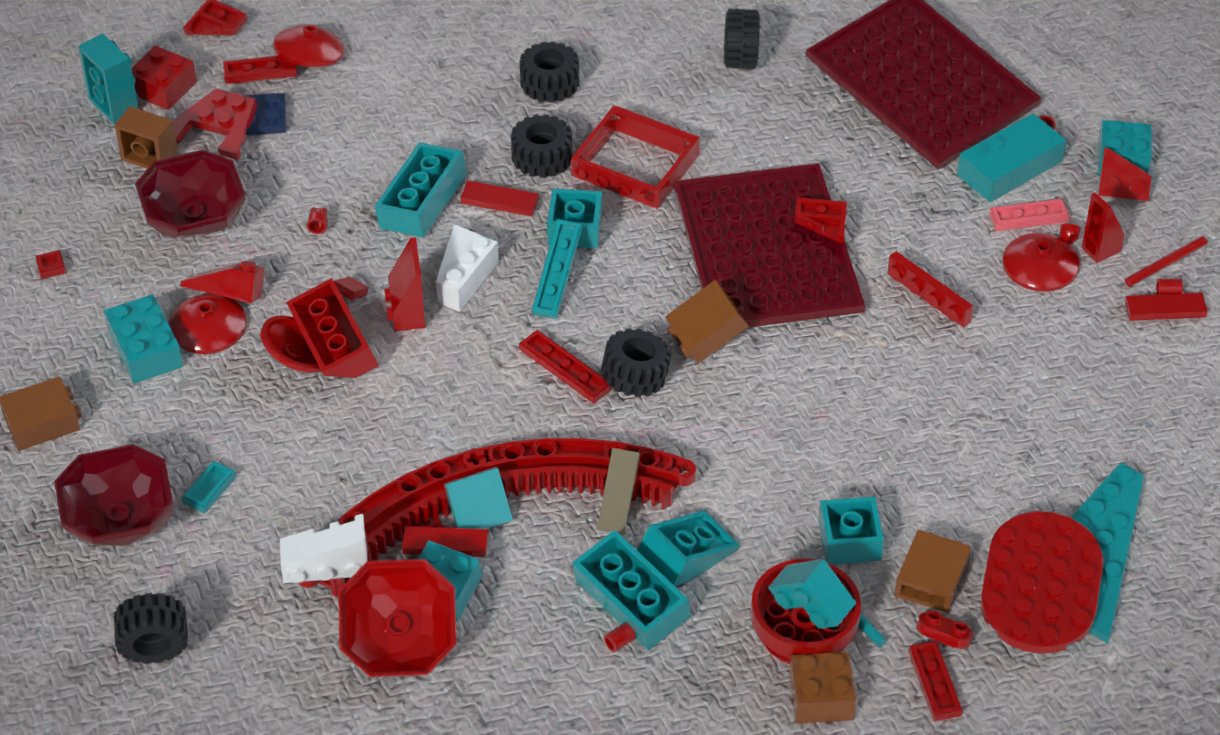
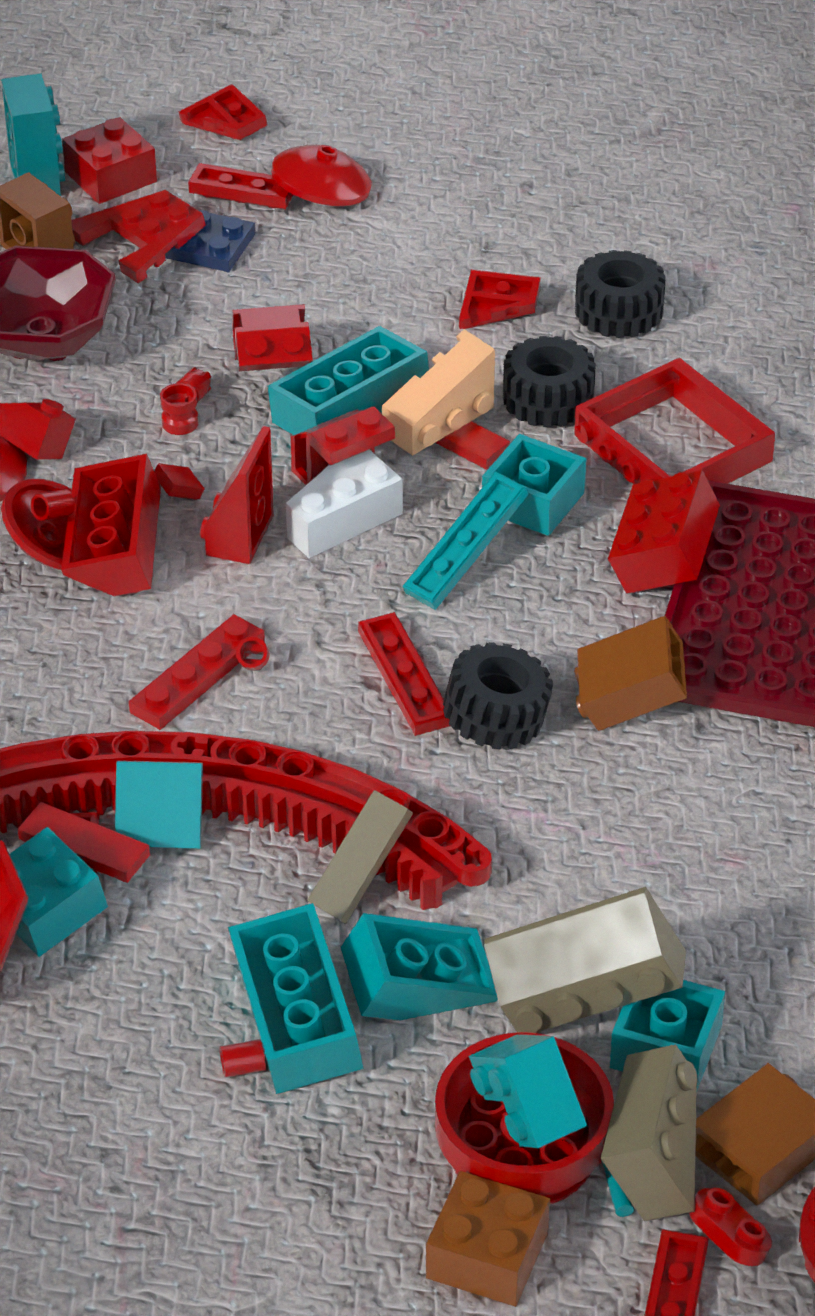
camera: 25 degrees right, 5 degrees down
(294, 332) = (52, 504): none -> red hinge
(320, 239) = (179, 410): none -> red wheel
(356, 172) = (271, 337): none -> red piece
(439, 409) = (193, 673): none -> red plate
(443, 229) = (337, 441): none -> red piece
(469, 380) = (256, 646): none -> red hinge
(472, 97) = (497, 297): none -> red wing
(490, 178) = (445, 396): none -> light nougat wedge
(672, 224) = (664, 531): none -> red brick
(793, 509) = (585, 962): none -> slope
(882, 591) = (654, 1133): none -> dark tan wedge

